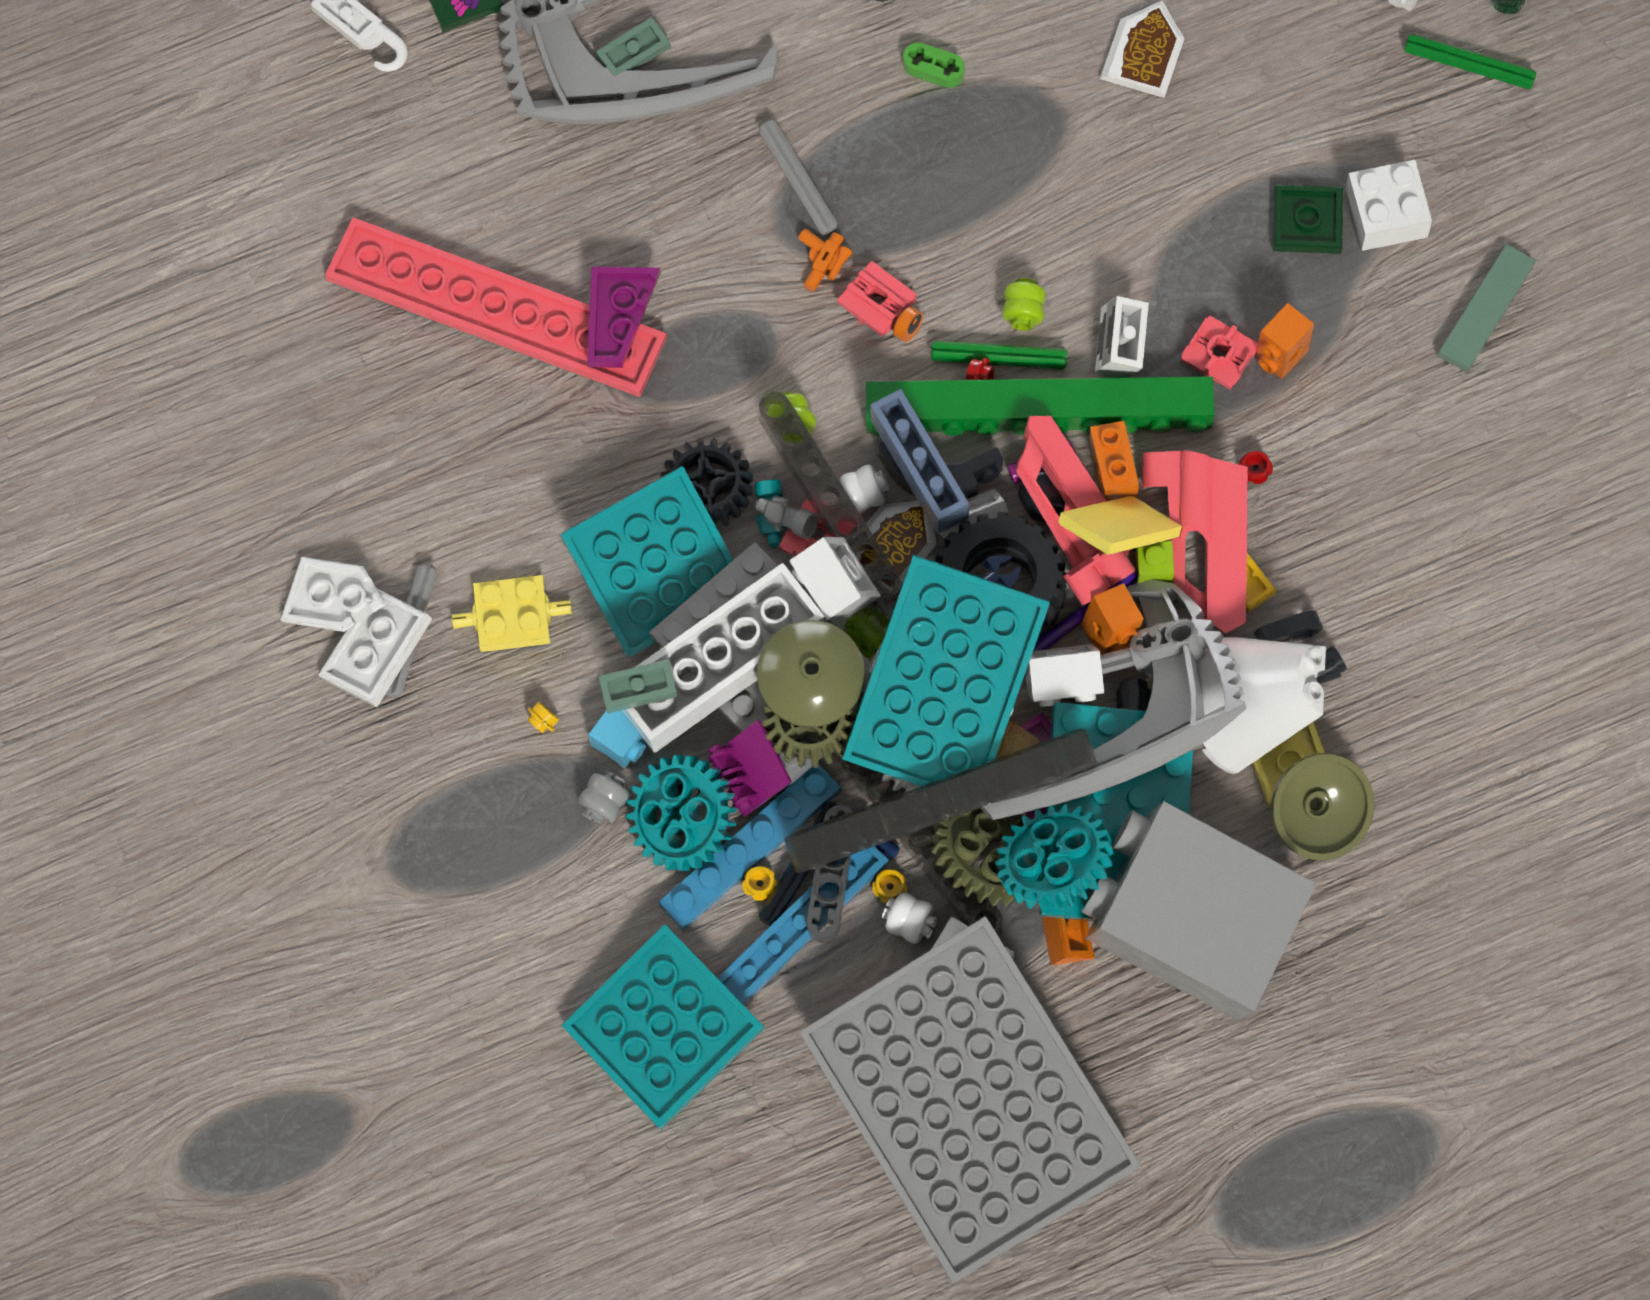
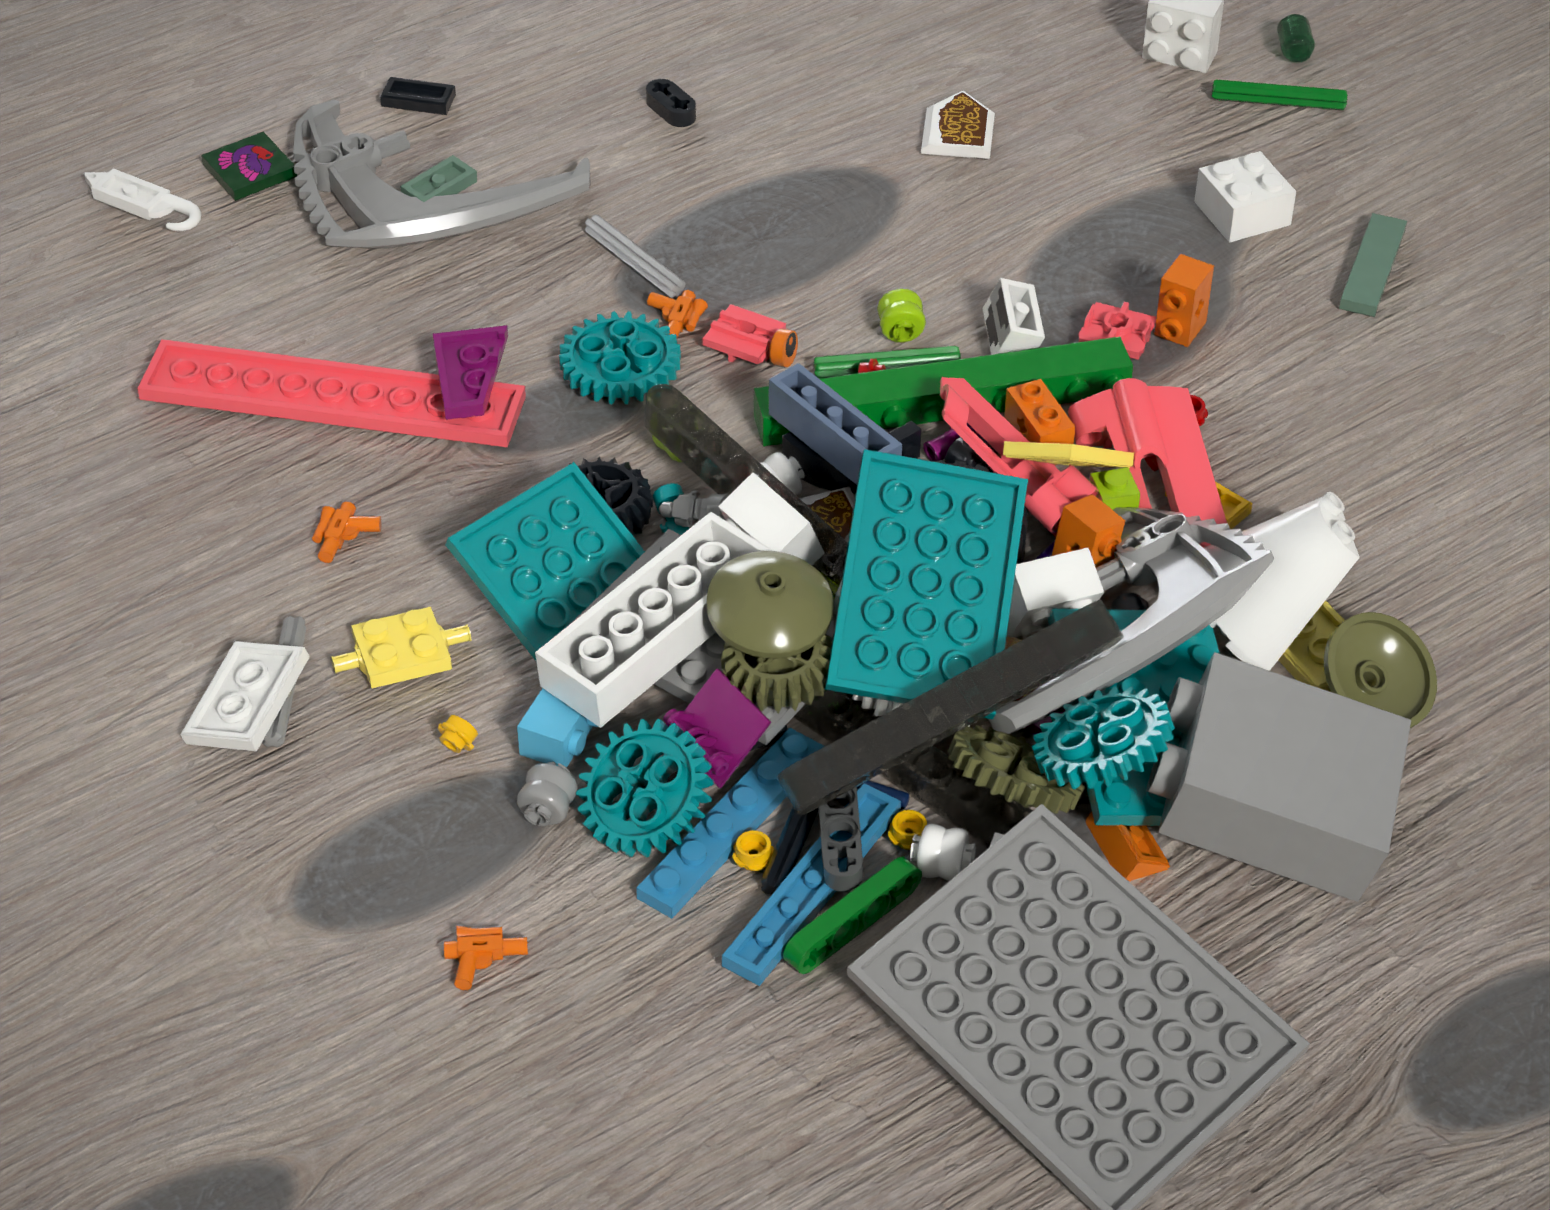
camera: 15 degrees left, 25 degrees down
(330, 595) = (185, 656): white tile -> none
(479, 466) = (340, 526): none -> orange piece
(524, 934) = (477, 950): none -> orange piece
(638, 686) = (571, 639): sand green plate -> none
(663, 1026) = (673, 1007): teal plate -> none
(786, 298) = (619, 357): none -> teal gear
(824, 962) = (852, 915): none -> green beam
(933, 65) = (750, 160): bright green beam -> none
(1308, 218) = (1166, 223): dark green tile -> none

